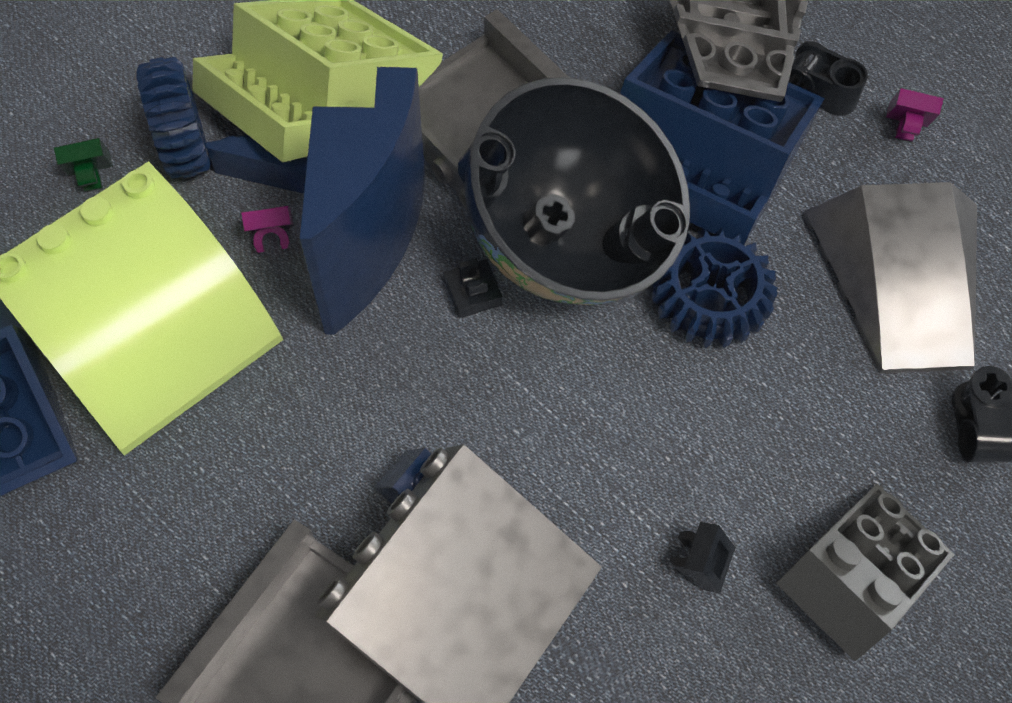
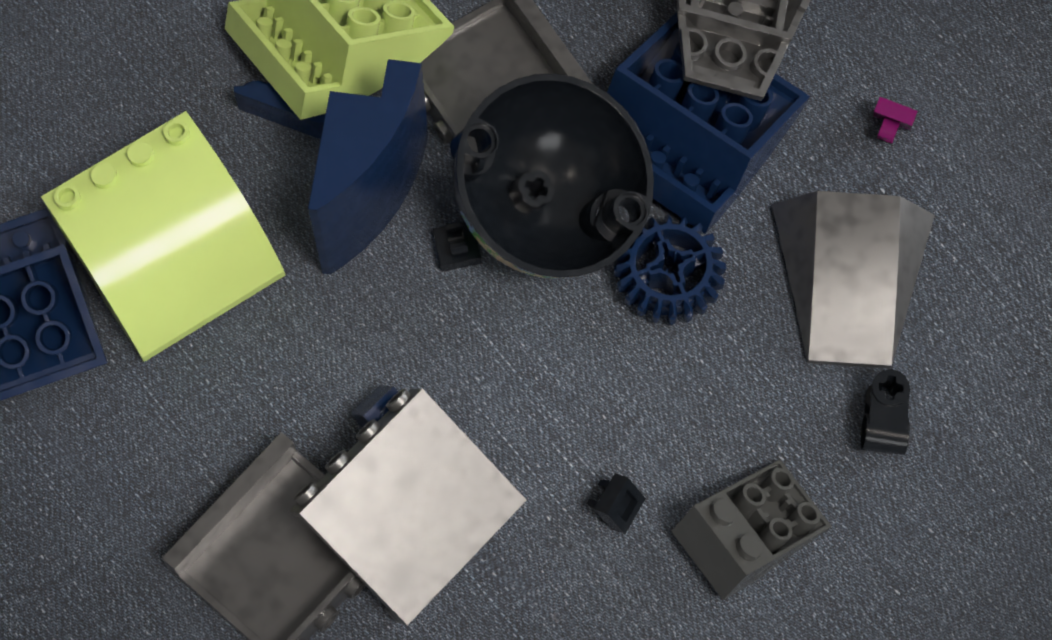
camera: 10 degrees right, 5 degrees up
(84, 161) = (124, 89): dark green tile -> none
(173, 117) = (207, 59): dark blue gear -> none
(266, 222) = (282, 164): magenta tile -> none
(829, 76) = (811, 68): black piece -> none

